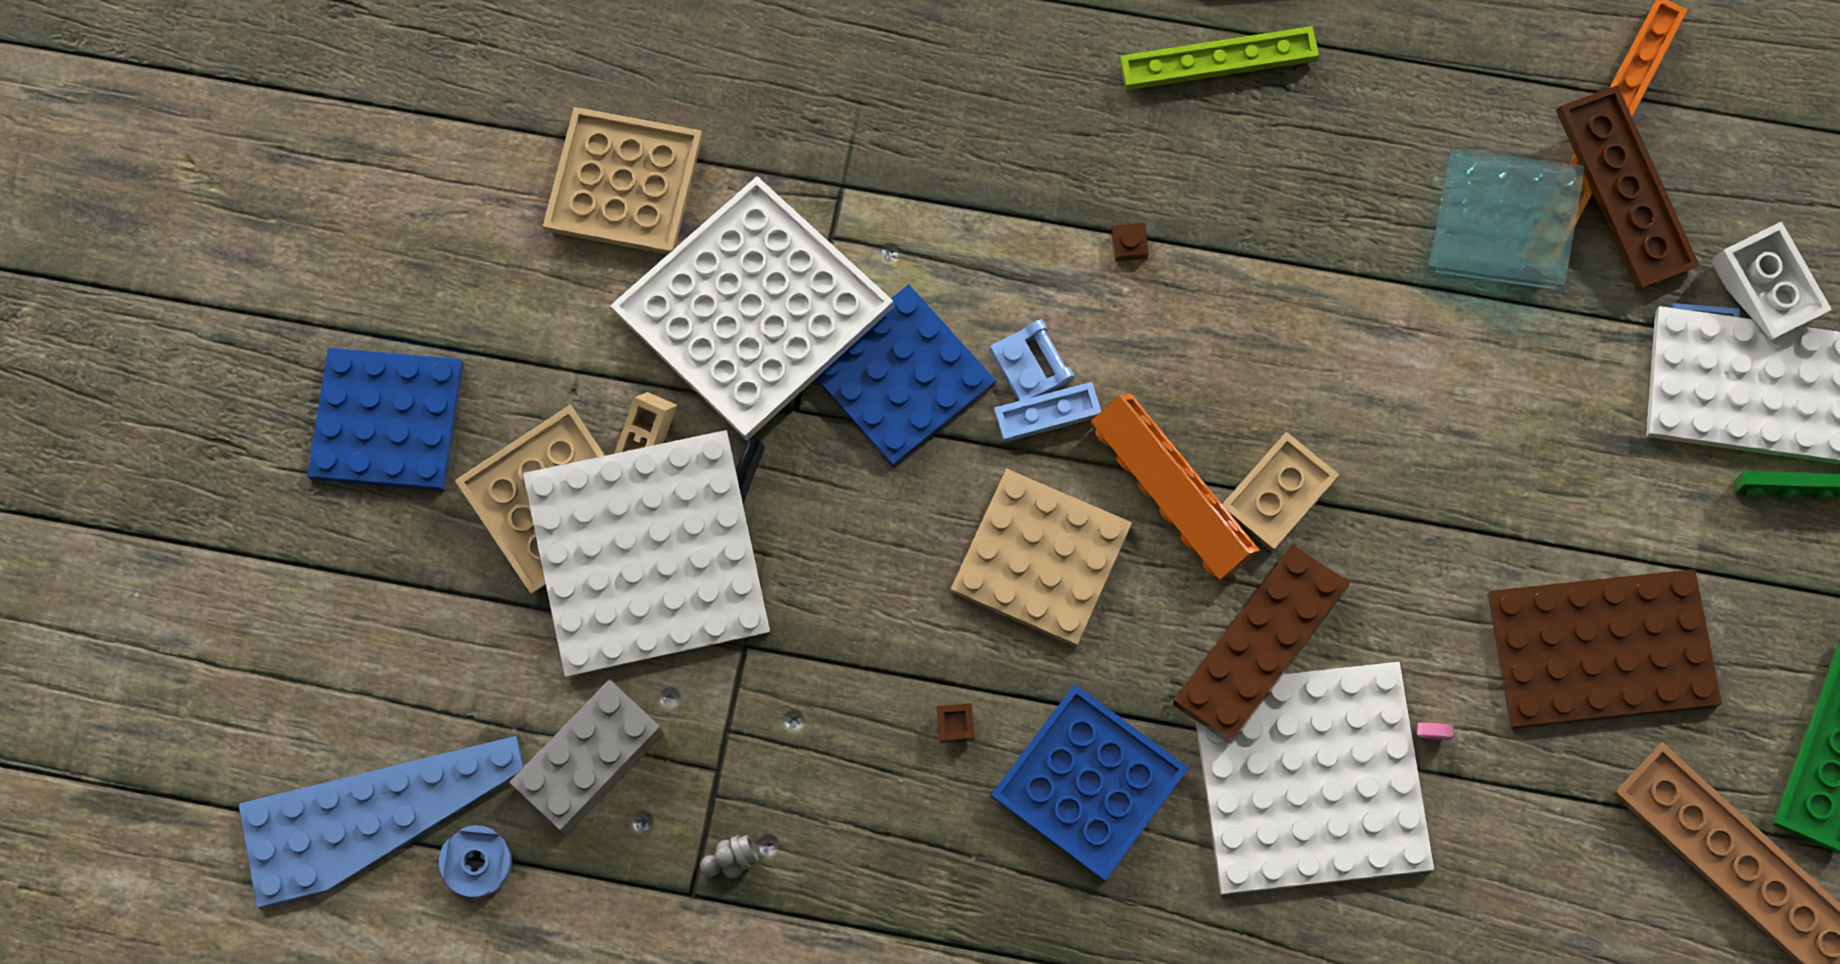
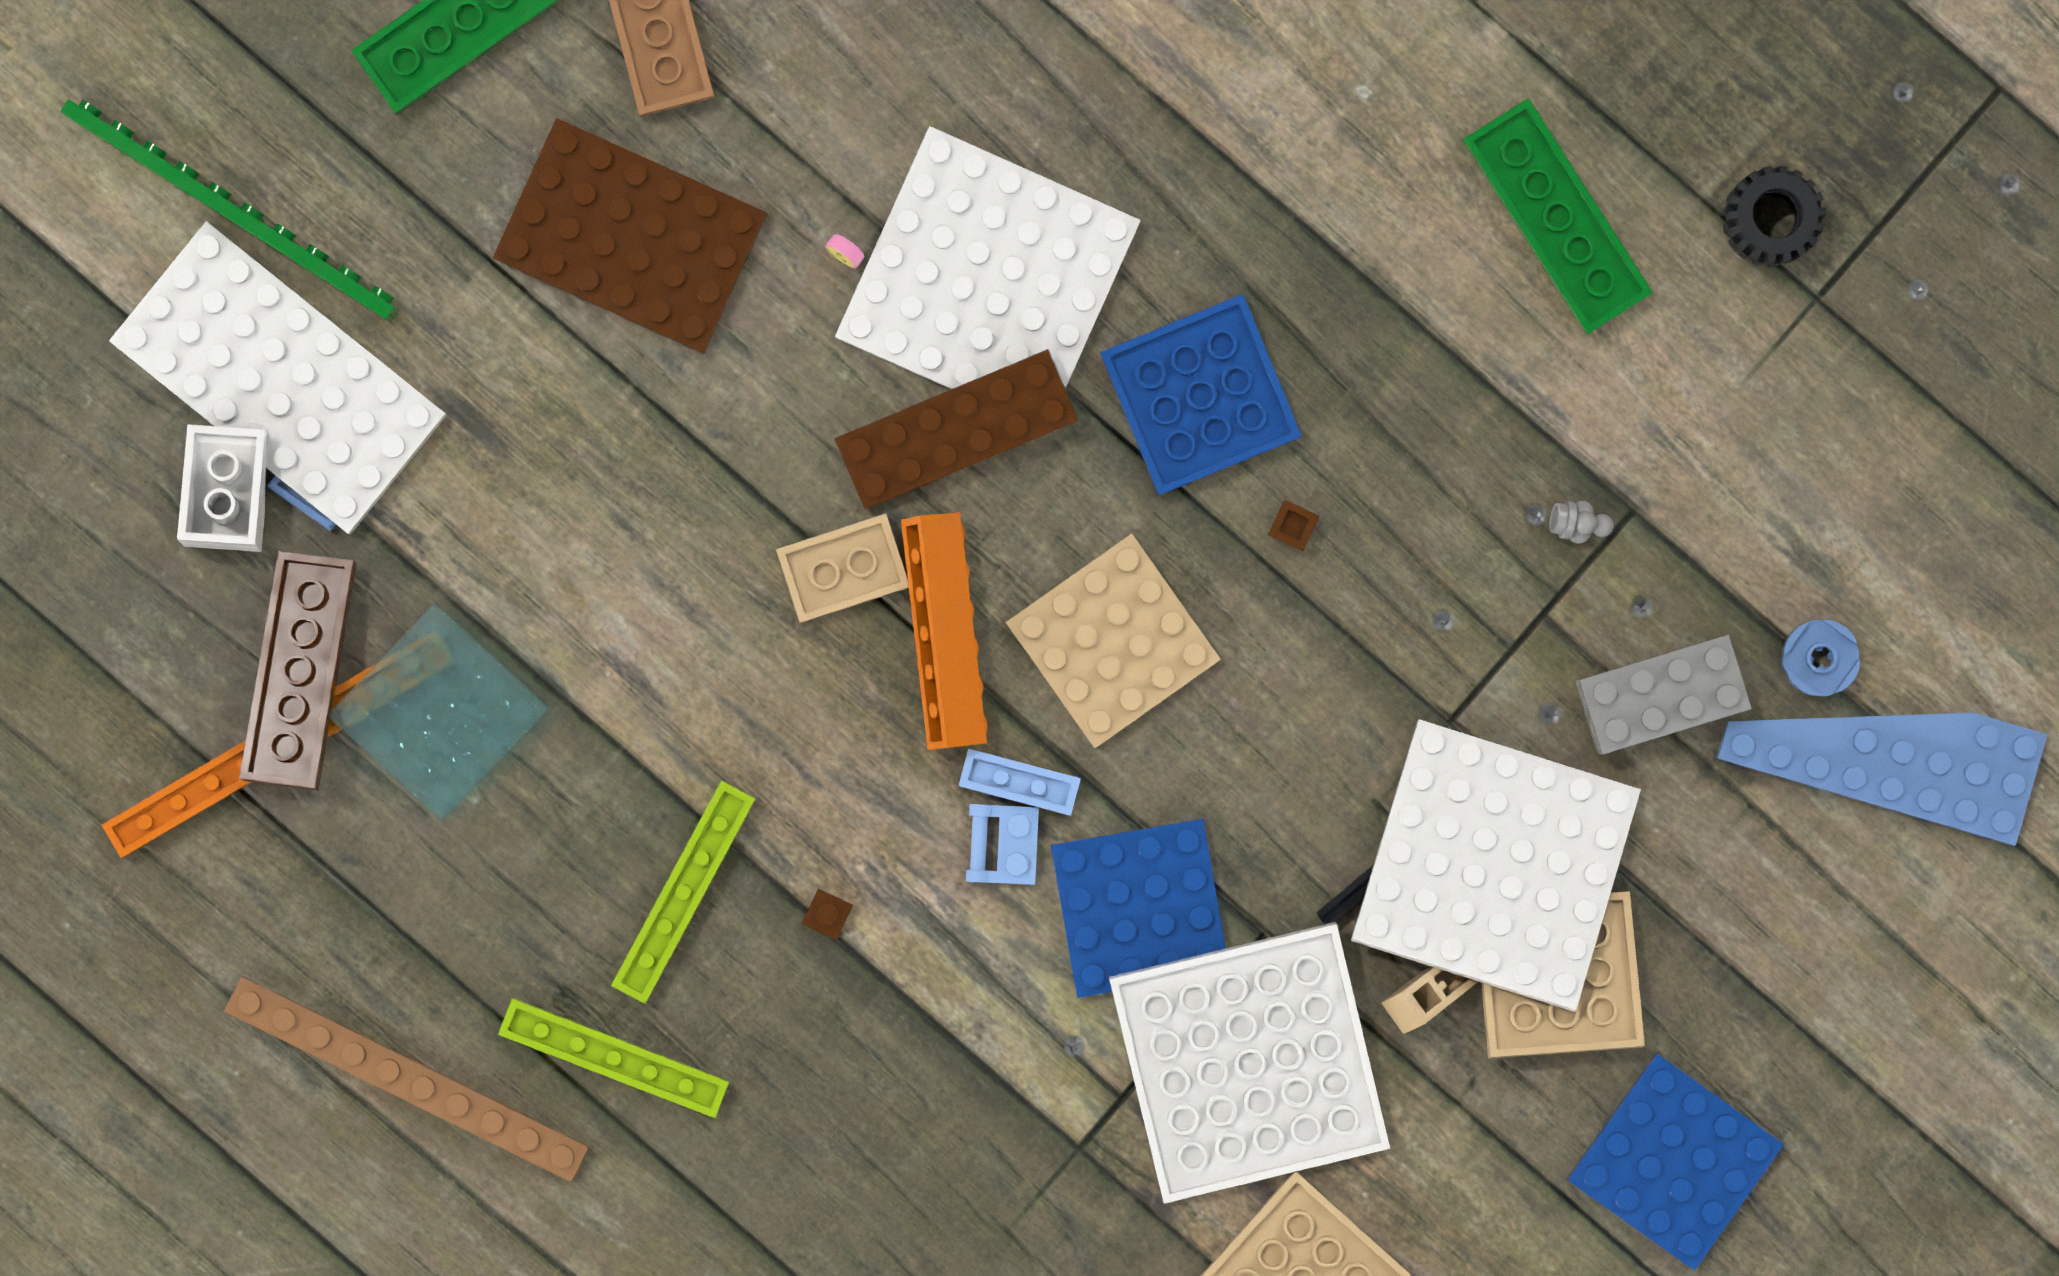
camera: 150 degrees left, 15 degrees up
(1244, 198) = (683, 892): none -> lime plate

